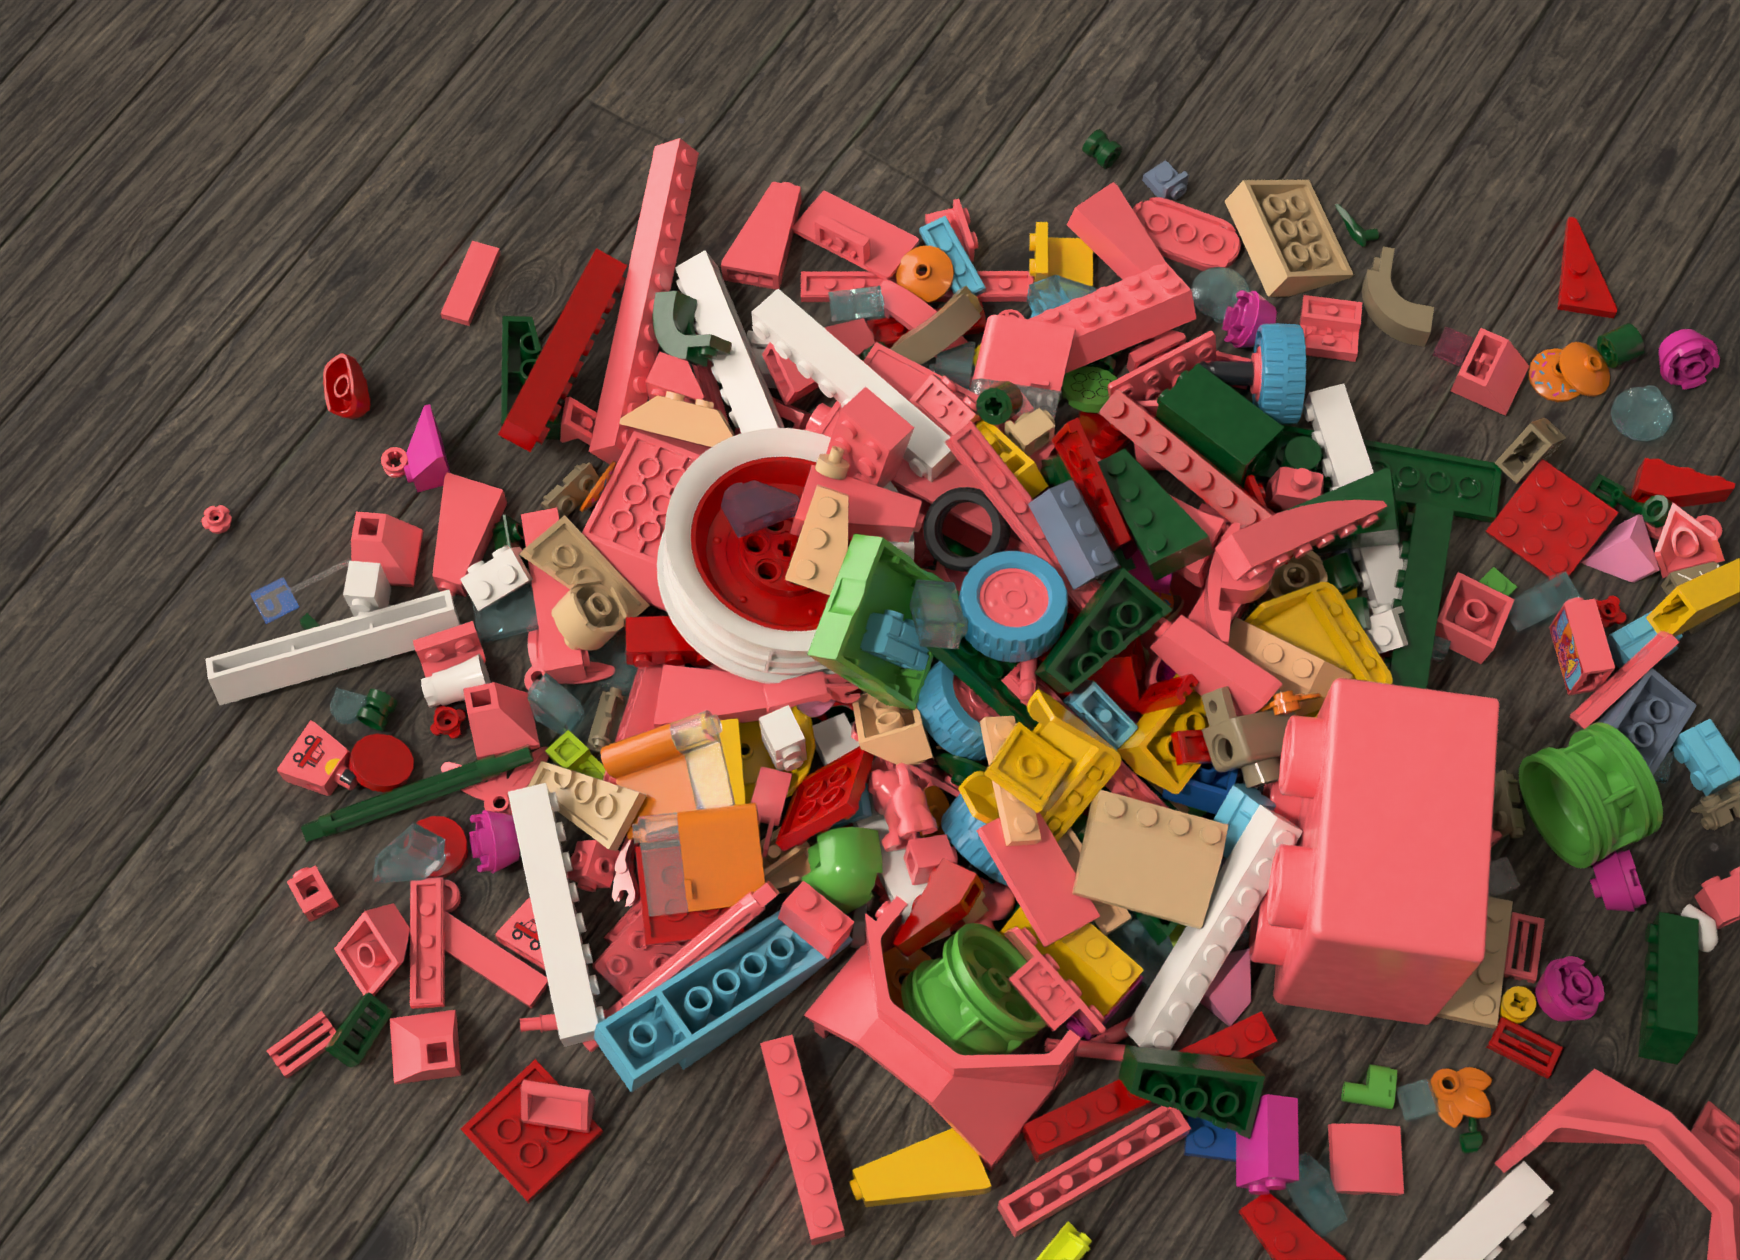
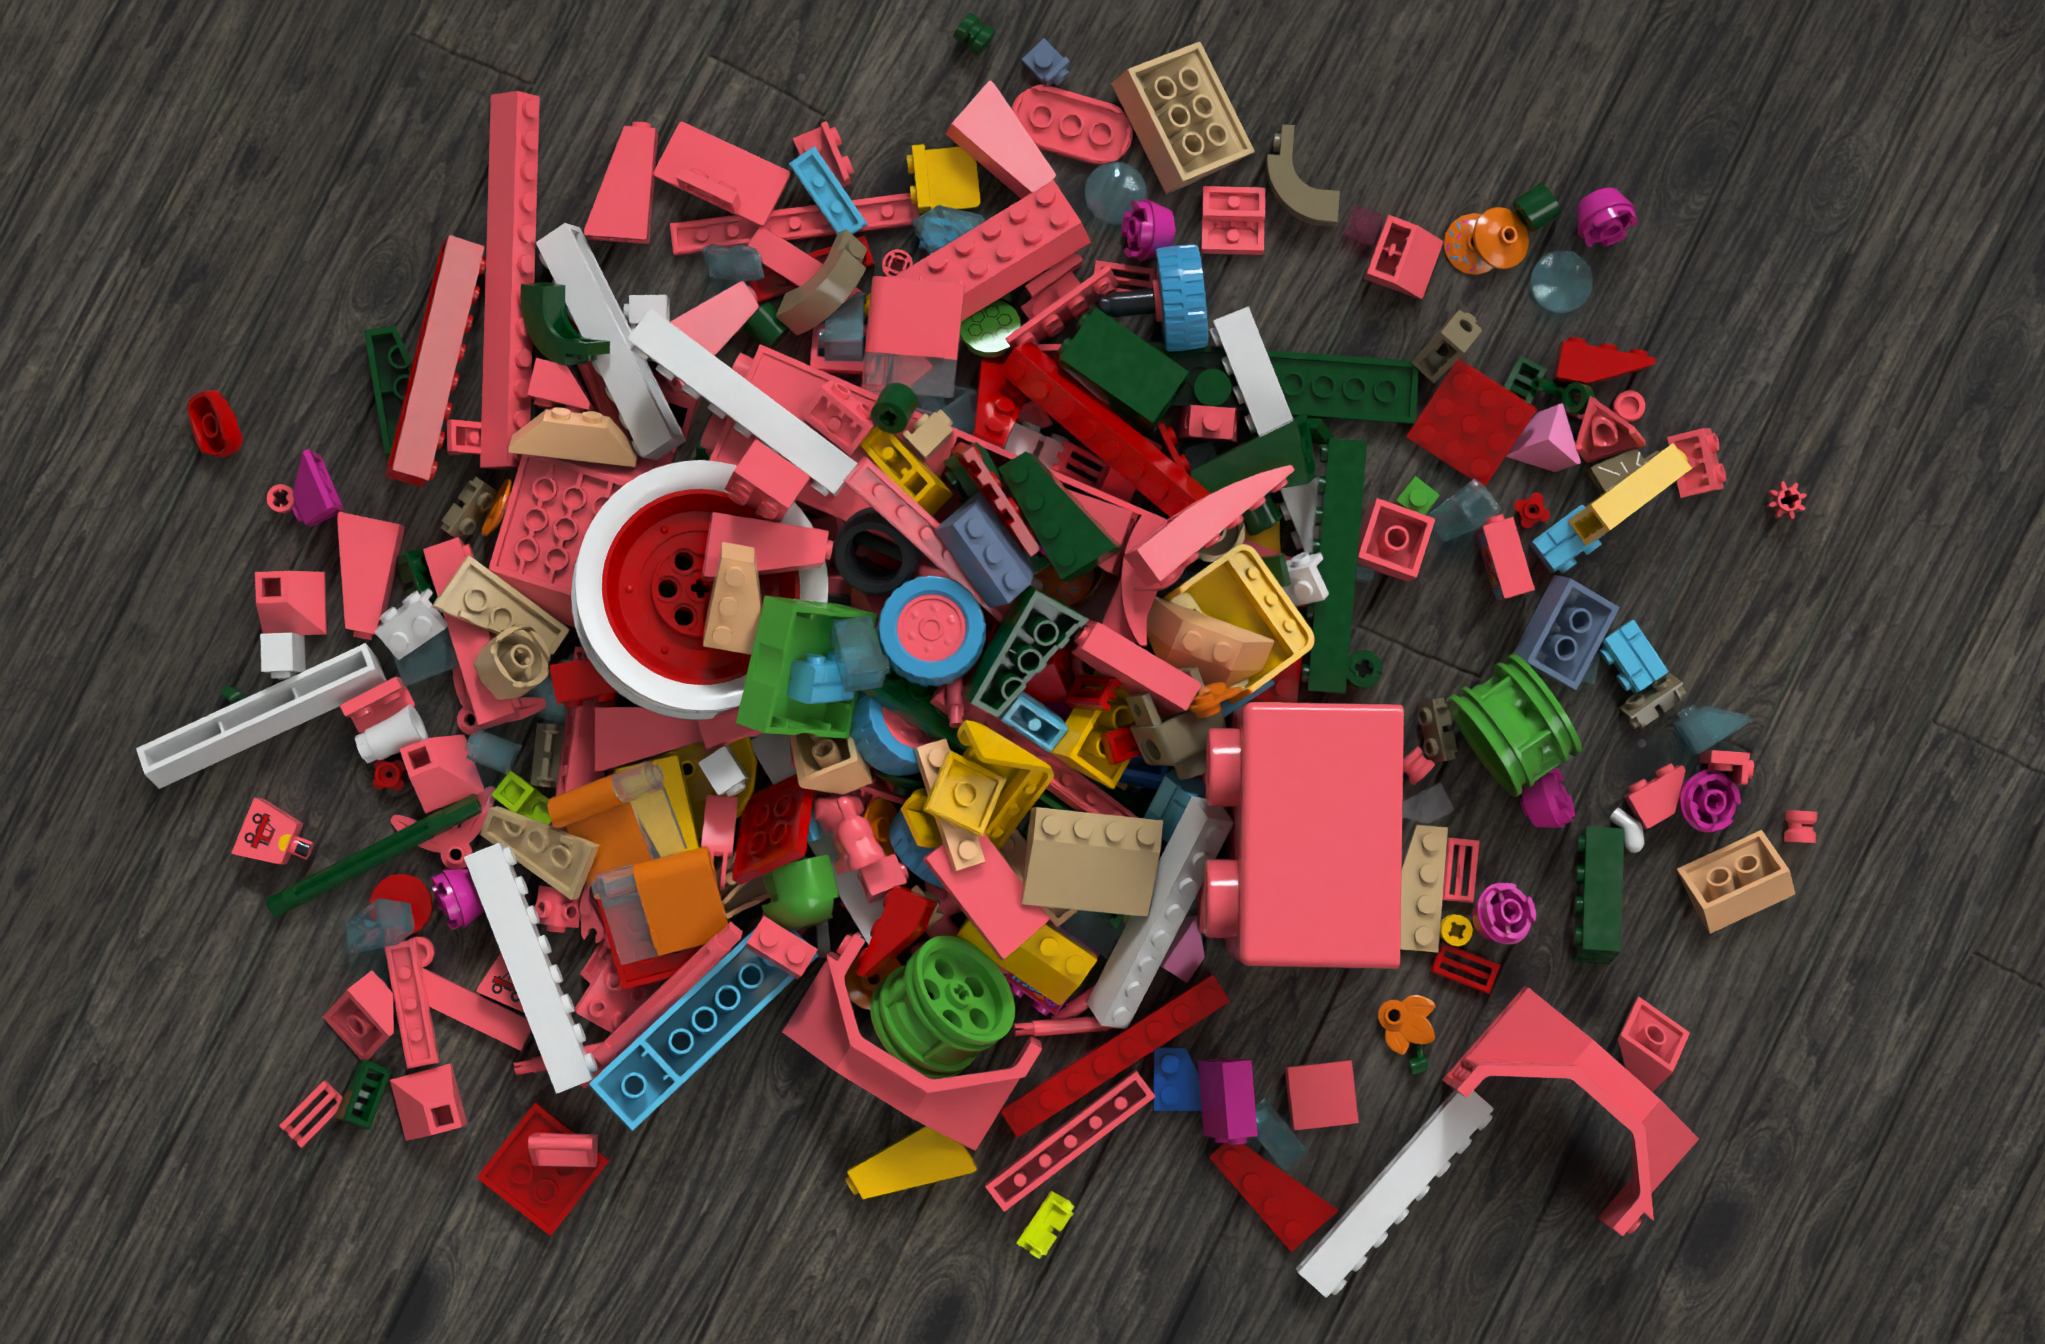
camera: 10 degrees left, 20 degrees up
(220, 525) = (117, 591): coral plate -> none
(278, 599) = (191, 664): clear piece -> none
(317, 904) = (278, 967): coral brick -> none
(346, 705) = (285, 770): clear light blue tile -> none
(376, 710) = (318, 766): dark green wheel -> none
(381, 762) = (332, 828): red tile -> none
(470, 283) = (321, 279): coral tile -> none
(757, 506) = (662, 564): slope -> none
(802, 1140) = (796, 1146): coral brick -> none
(832, 464) = (733, 512): tan tile -> none
(936, 280) = (815, 212): orange dish -> none
(1046, 990) = (1007, 996): coral bracket -> none
(1197, 1084) = (1154, 1060): dark green wedge -> none
(1355, 230) = (1254, 100): dark green bar -> none
(1377, 1092) = (1330, 1028): bright green piece -> none
(1417, 1100) = (1366, 1033): clear light blue tile -> none
(1581, 281) = (1495, 132): red wing -> none
(1623, 679) = (1546, 591): coral tile -> none

